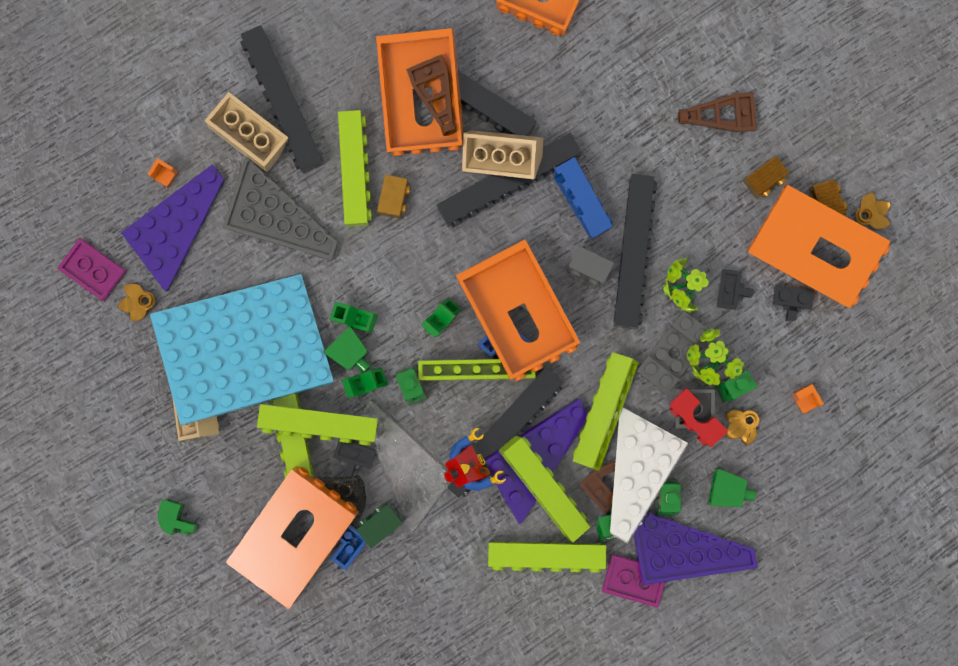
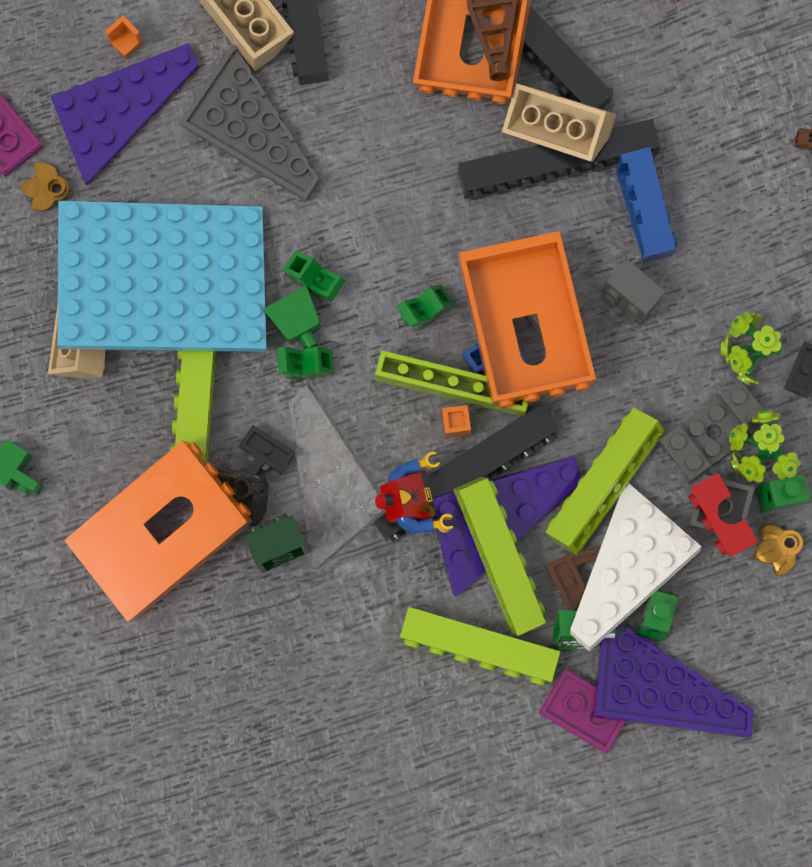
camera: 15 degrees right, 5 degrees down
(317, 423) = (231, 395): lime brick -> none
(349, 549) = (232, 562): blue brick -> none
(353, 168) = (364, 94): lime brick -> none
(393, 197) = (405, 141): pearl gold brick -> none
(410, 385) = (362, 383): green torso -> none
(486, 396) = (456, 421): none -> orange panel
(633, 251) = (694, 290): black brick -> none
(729, 490) = (740, 626): green torso -> none

